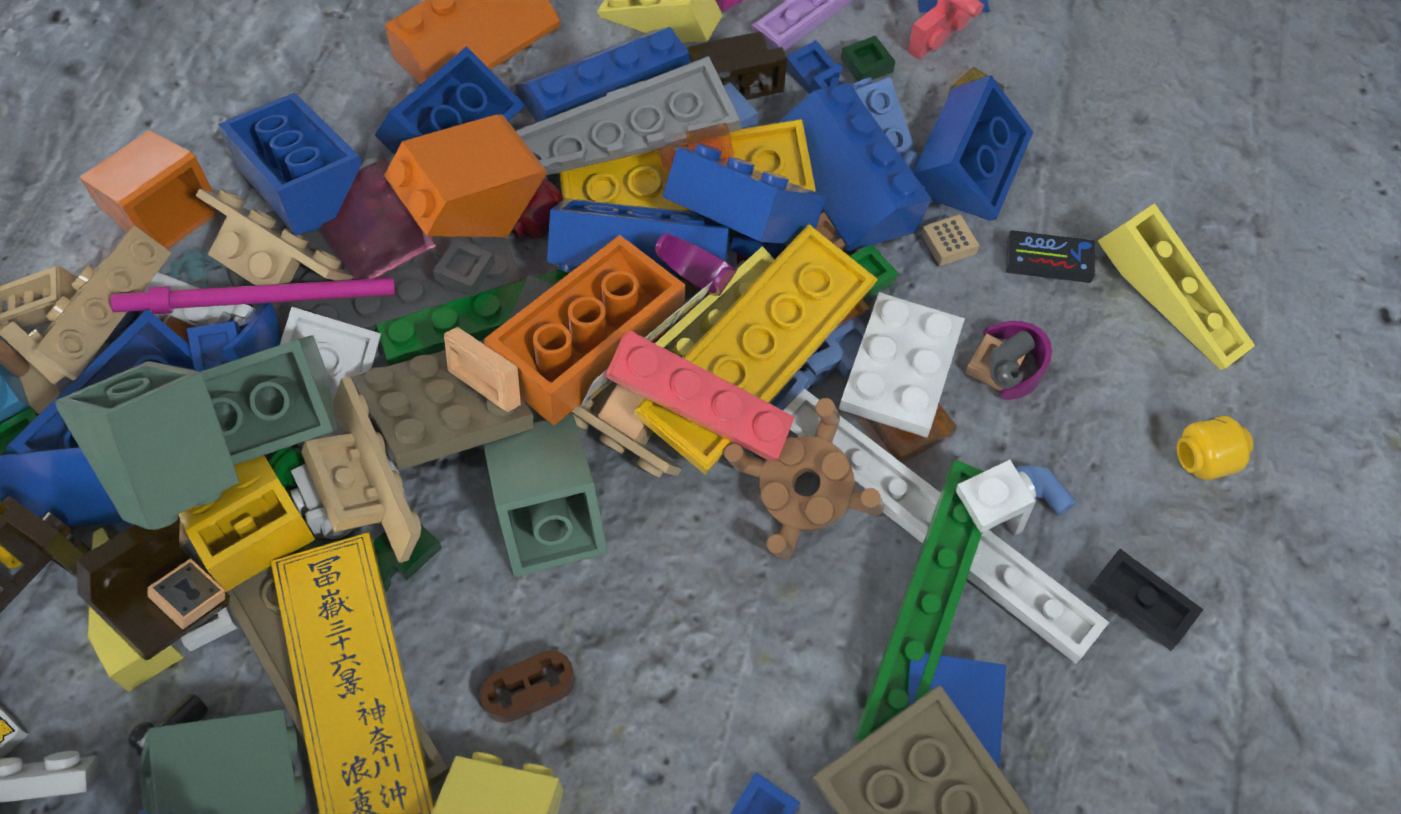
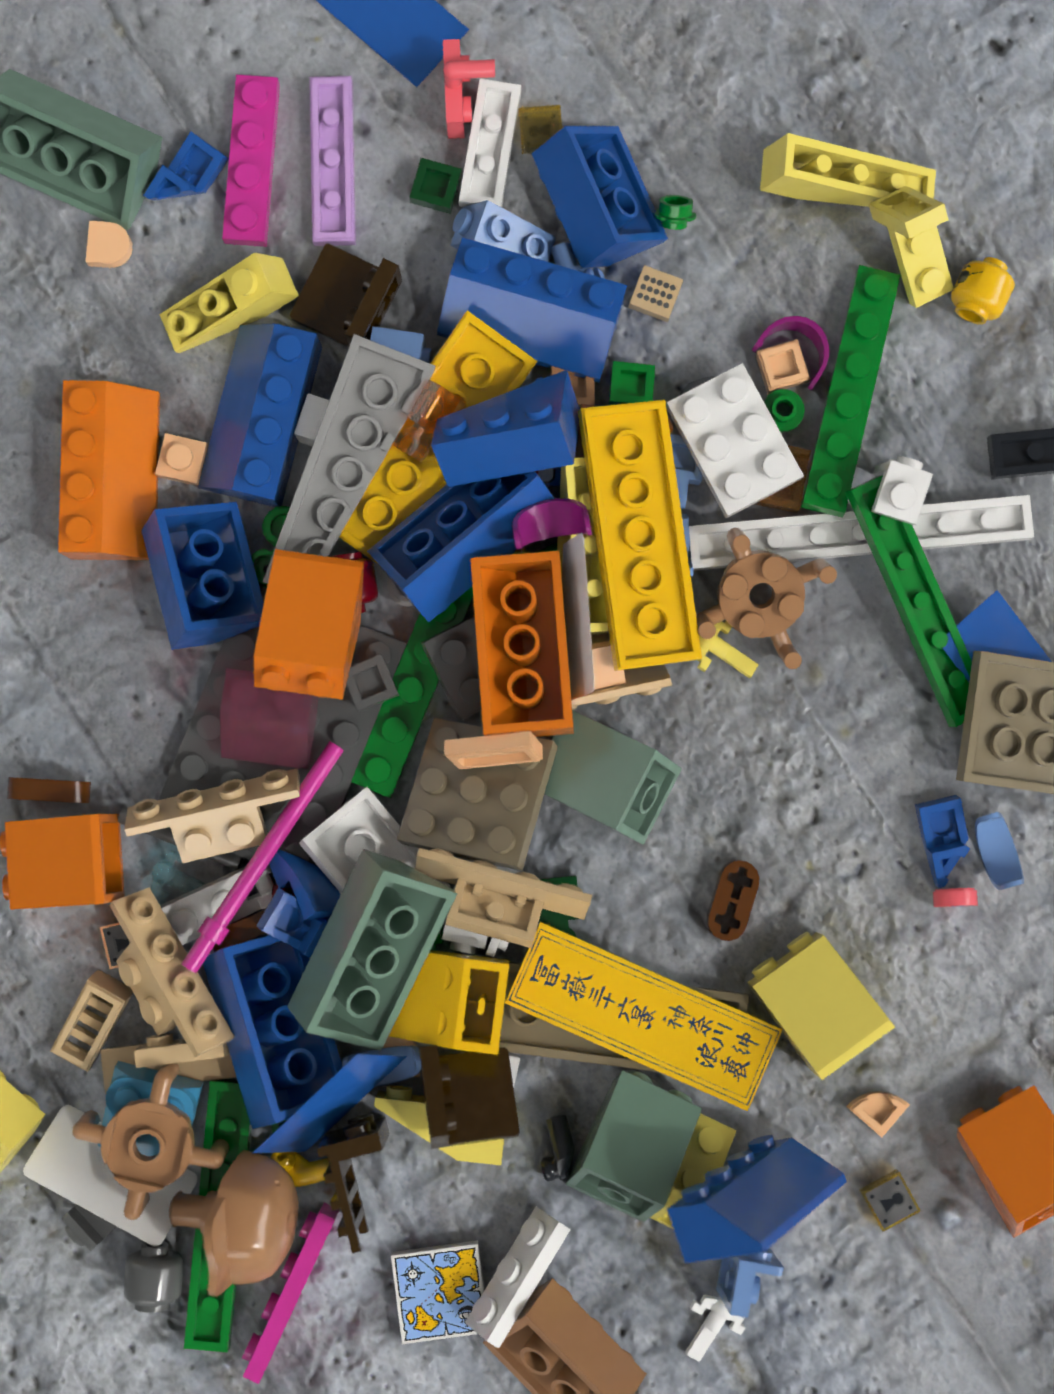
camera: 45 degrees left, 25 degrees up
(152, 441) = (378, 1028): sand green slope -> none
(186, 593) = (489, 1077): tile -> none
(200, 145) = (49, 790): none -> reddish brown beam
(293, 161) = (151, 734): blue slope -> none
(524, 61) = (181, 459): none -> light nougat plate
(699, 396) = (657, 622): coral plate -> none
(733, 483) = (725, 652): none -> light yellow piece
(813, 67) = (408, 237): blue slope -> none
(934, 66) = (490, 142): none -> white plate
(964, 398) = (786, 396): none -> green plate
(1005, 359) = (794, 365): dark grey arm -> none
(1018, 203) = (675, 211): none -> green plate
(1031, 417) = (850, 391): none -> green plate
(1049, 488) = (896, 433): medium blue arm -> none
(1050, 256) = (736, 234): black tile -> none
(1187, 366) = (916, 242): none -> light yellow bracket

